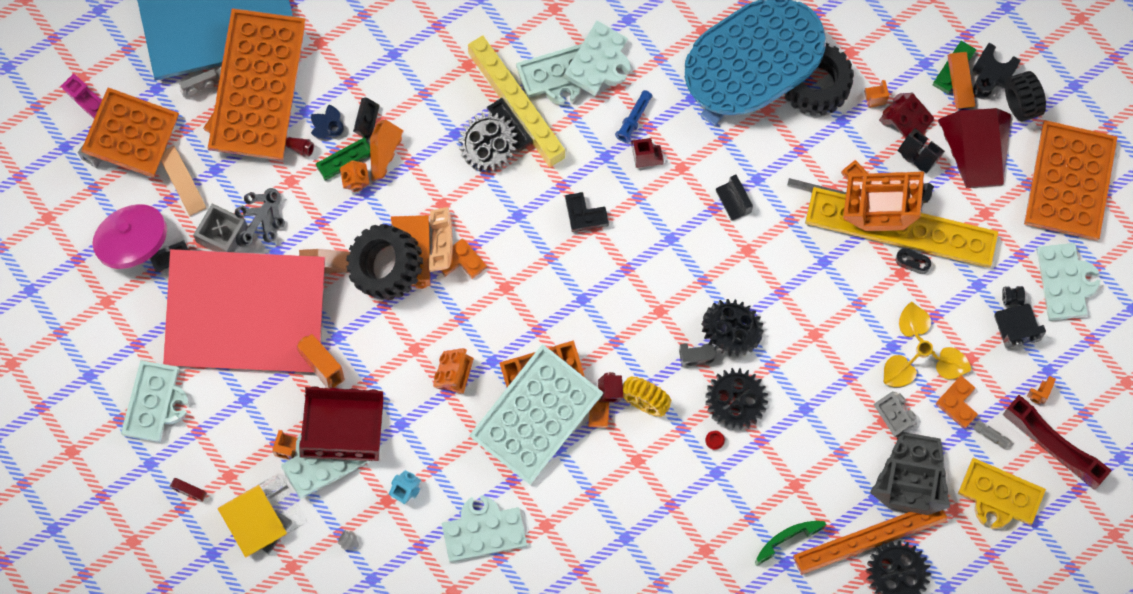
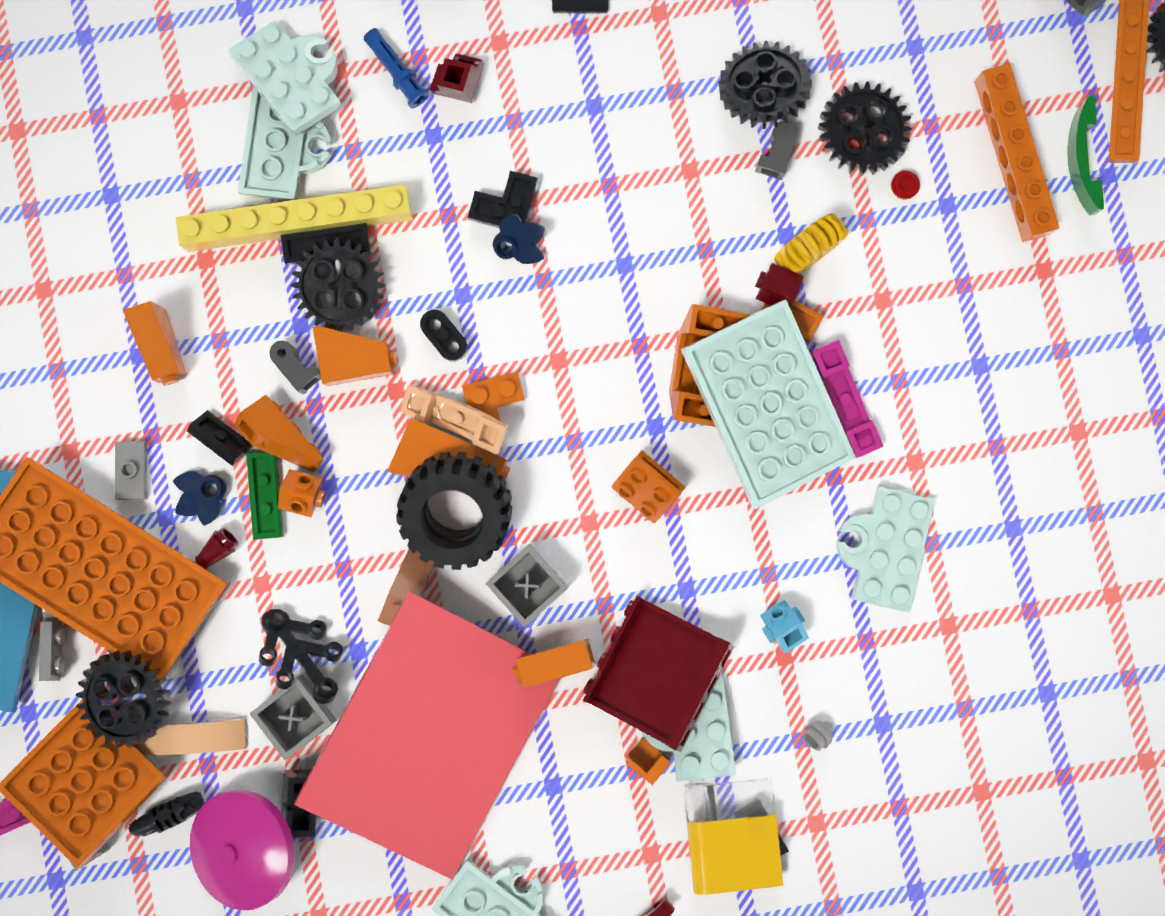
camera: 60 degrees left, 15 degrees up
(130, 188) = (167, 814): none -> black hinge
(180, 142) = (128, 726): none -> black gear
(324, 79) = (130, 470): none -> light grey plate
(359, 326) = (527, 585): none -> light grey brick
(405, 58) = (156, 342): none -> orange slope
(426, 140) = (287, 361): none -> dark grey leg
(448, 168) = (351, 357): none -> orange slope
(487, 215) = (444, 335): none -> black plate
(563, 463) = (842, 391): none -> dark pink slope
(565, 230) = (522, 238): none -> dark blue plate
(767, 496) = (1016, 153): none -> orange brick

